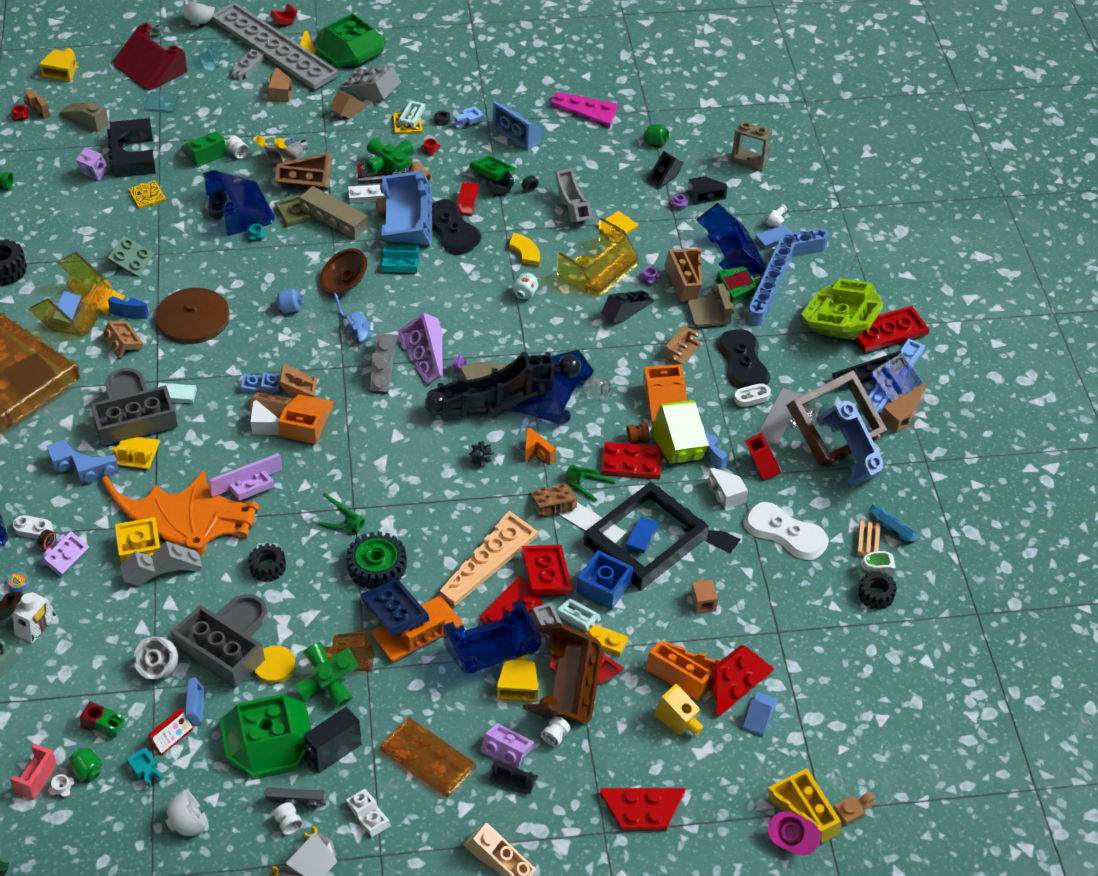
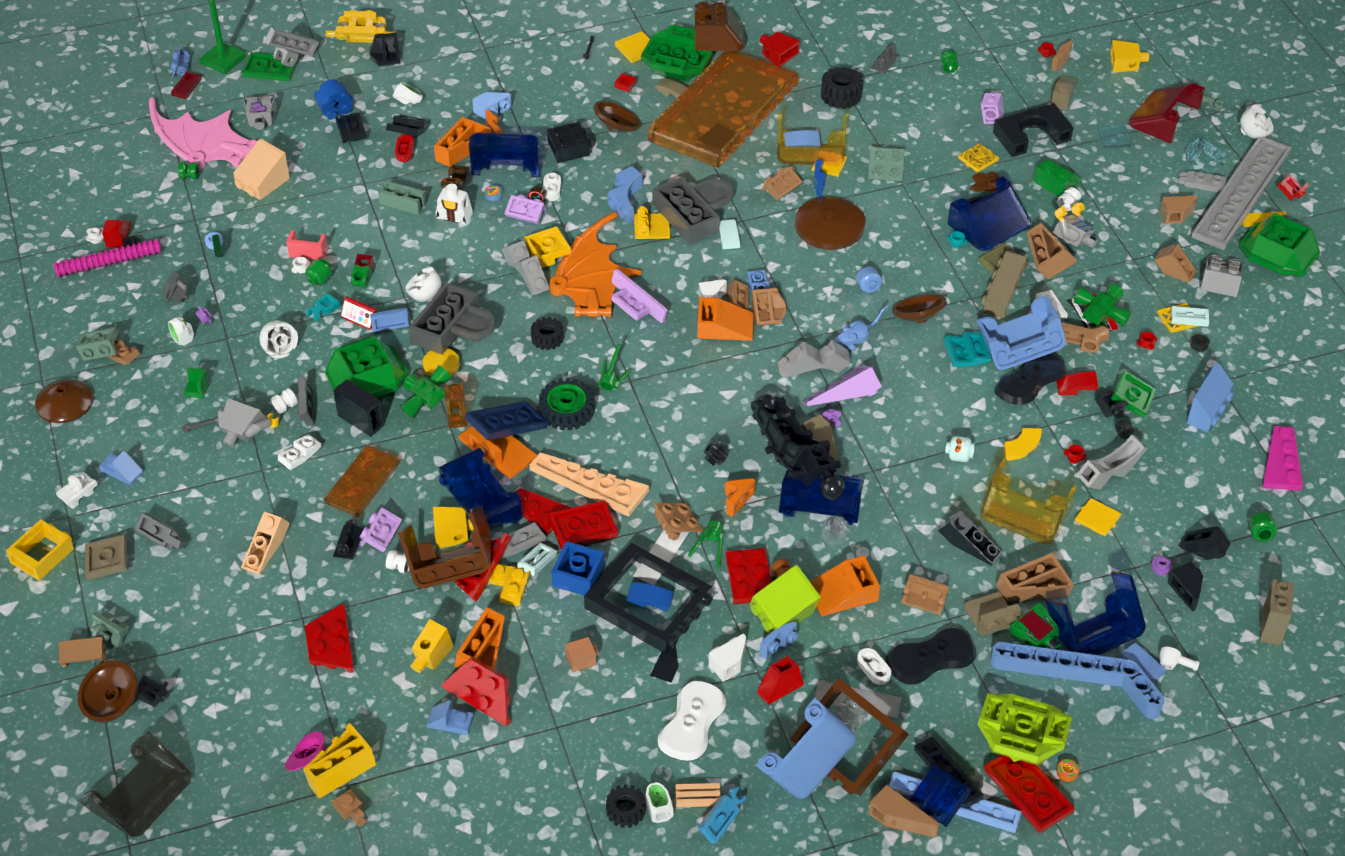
camera: 80 degrees right, 0 degrees up
(187, 195) = (984, 182): none -> reddish brown plate
(470, 116) = (1207, 360): light blue plate -> none
(547, 220) = (1075, 453): none -> red plate
(649, 275) = (1026, 553): medium lavender plate -> none

